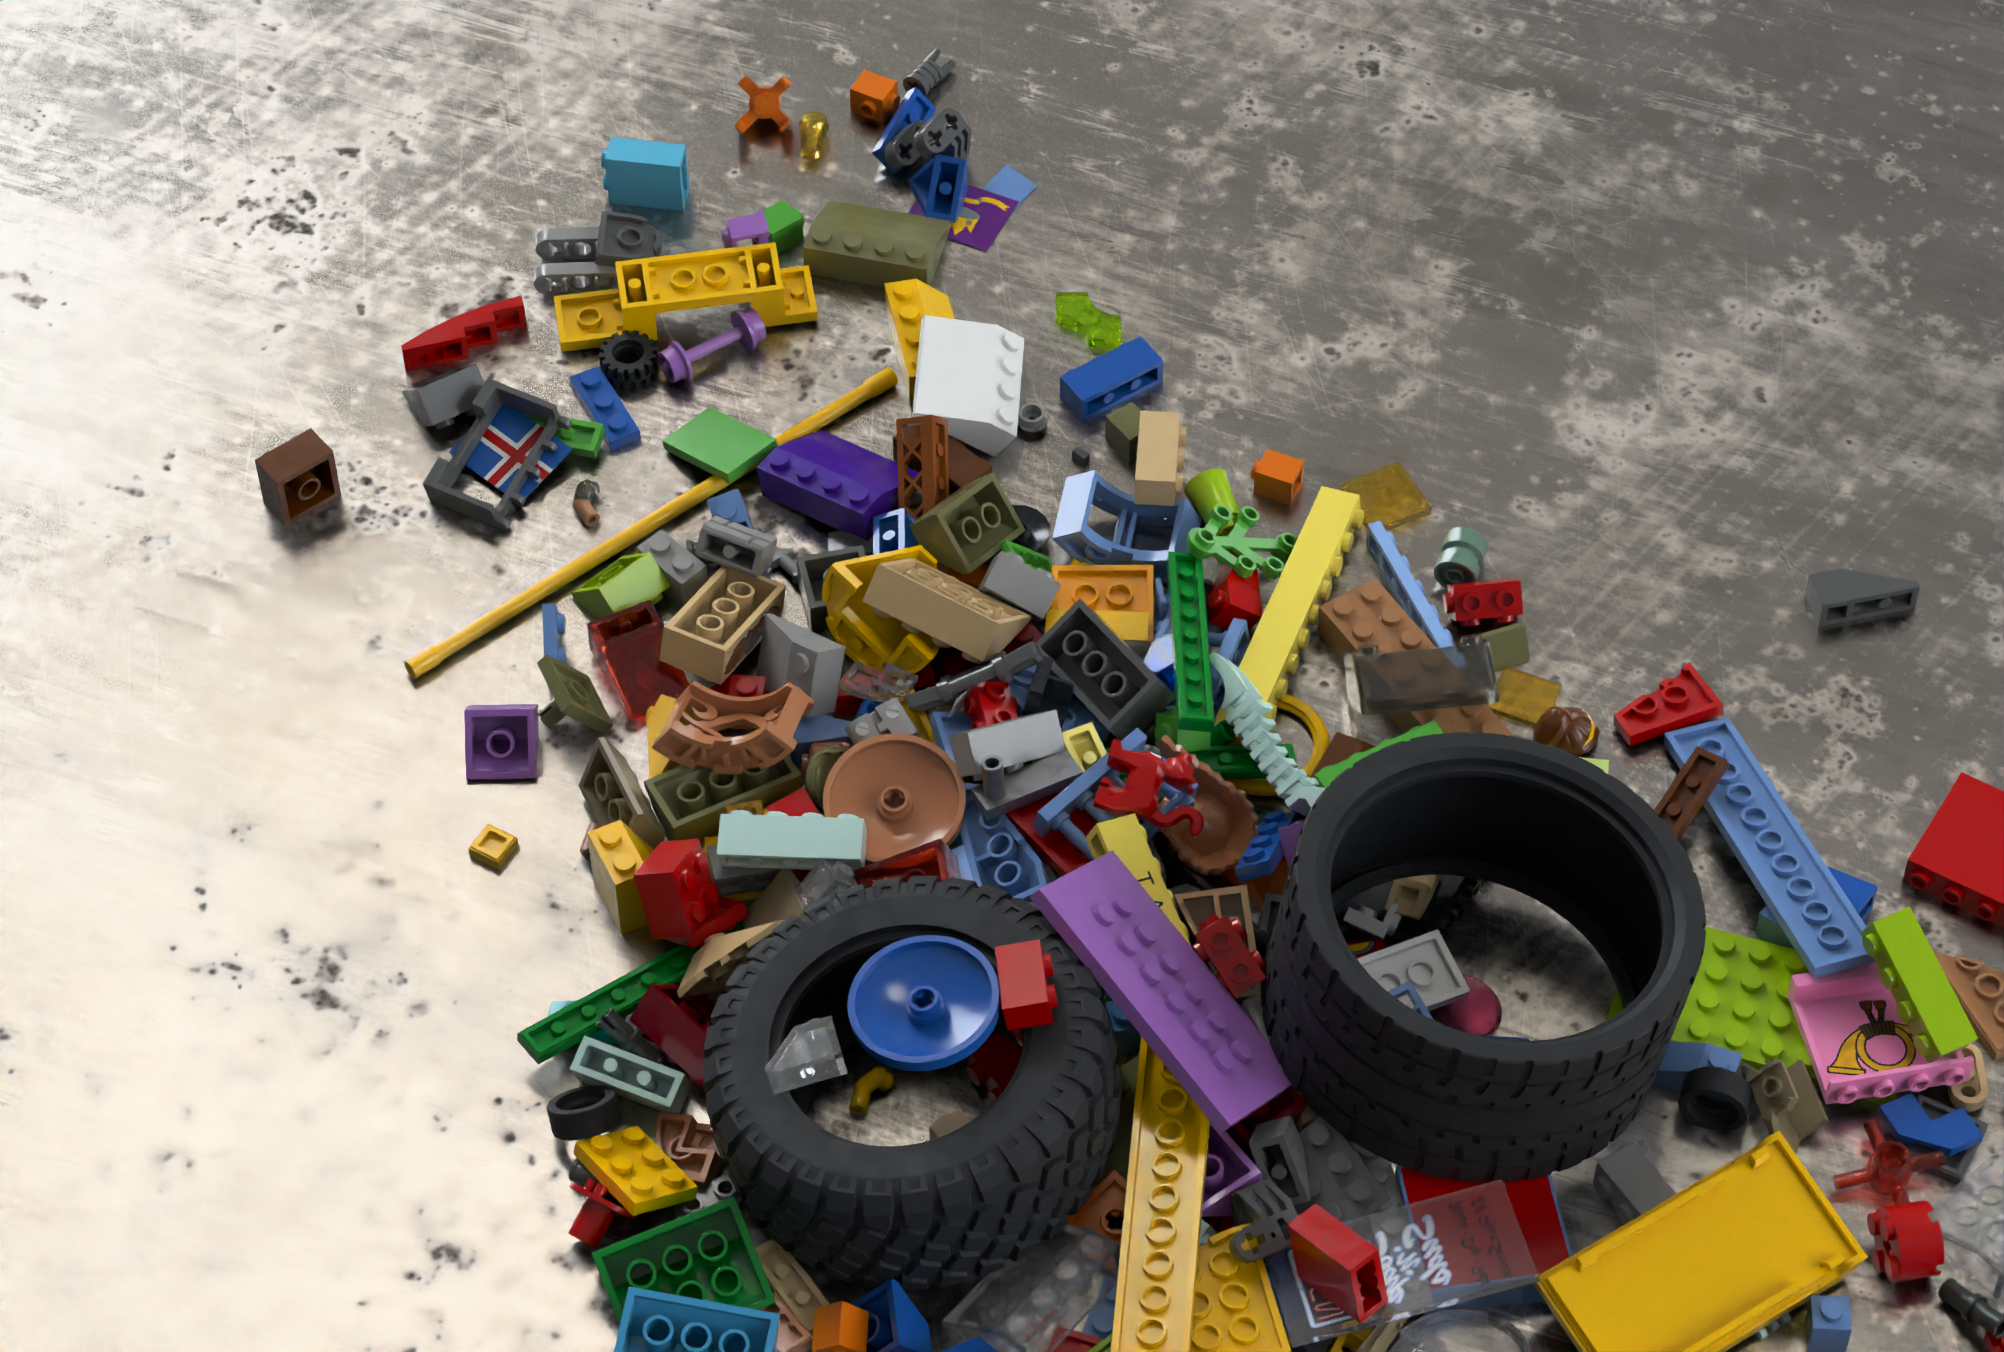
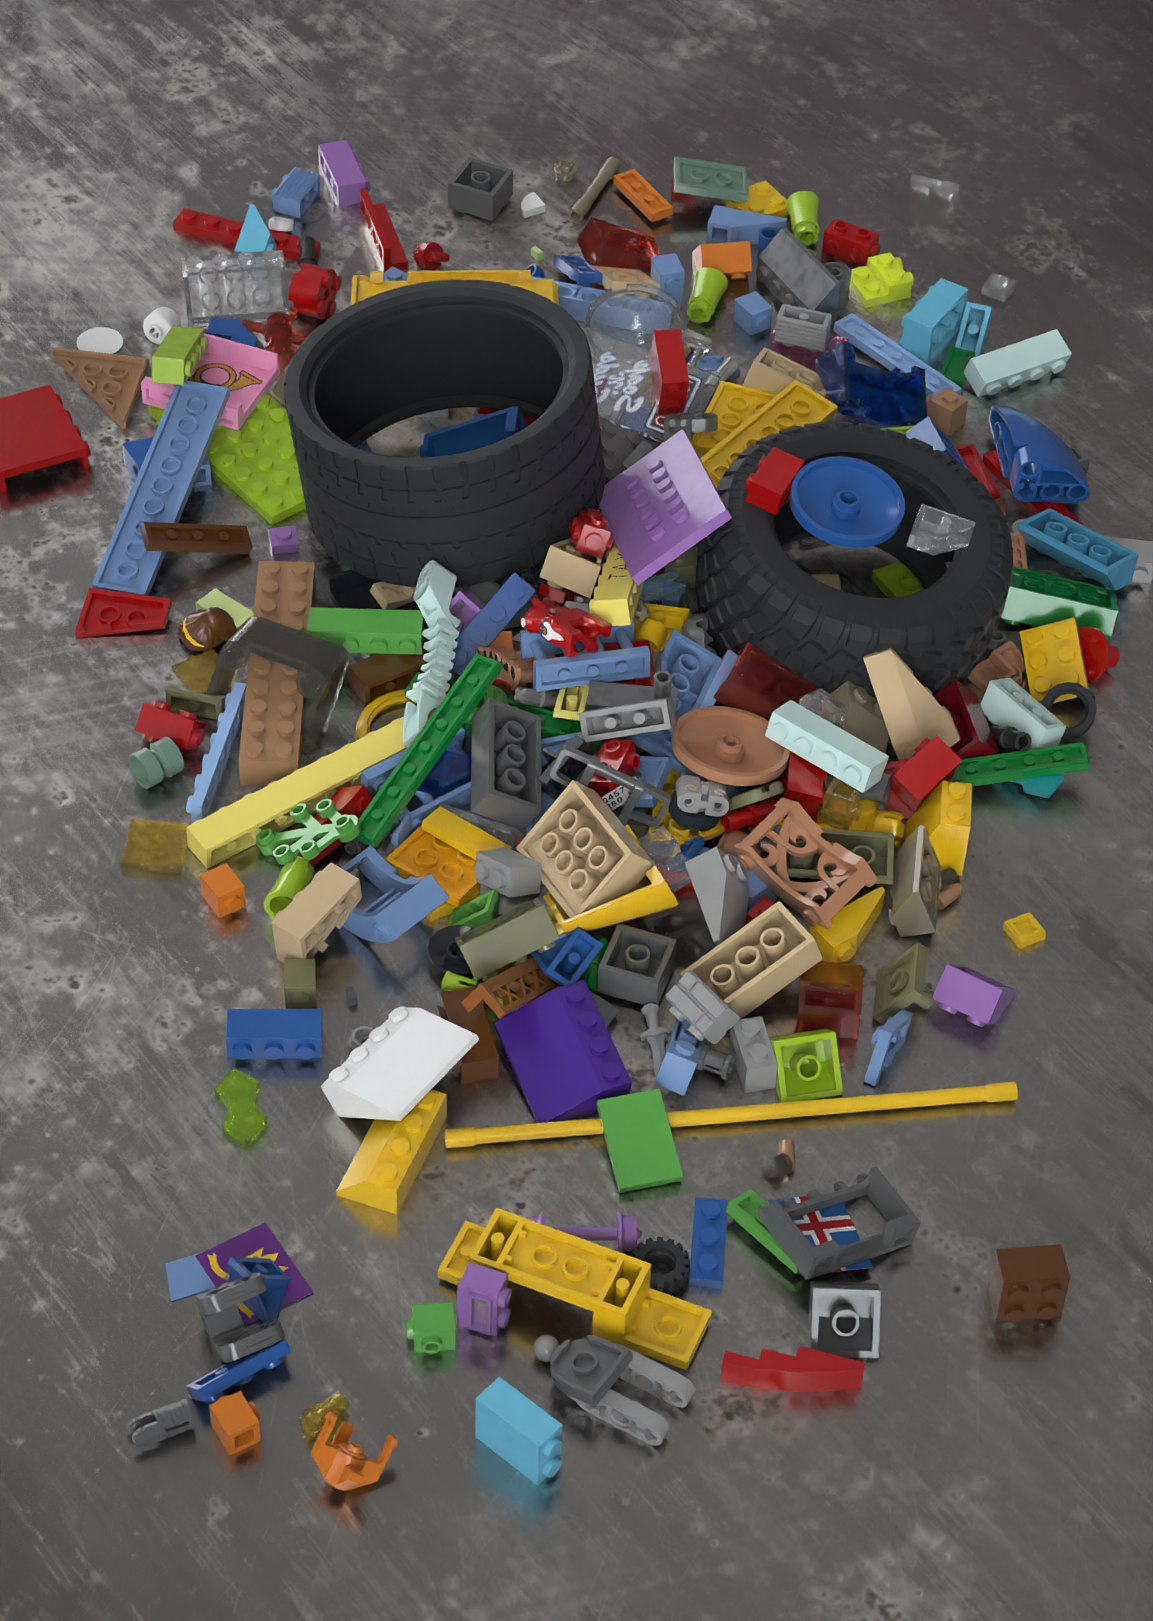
camera: 150 degrees left, 5 degrees down
(874, 244) = (358, 1265): olive slope -> none

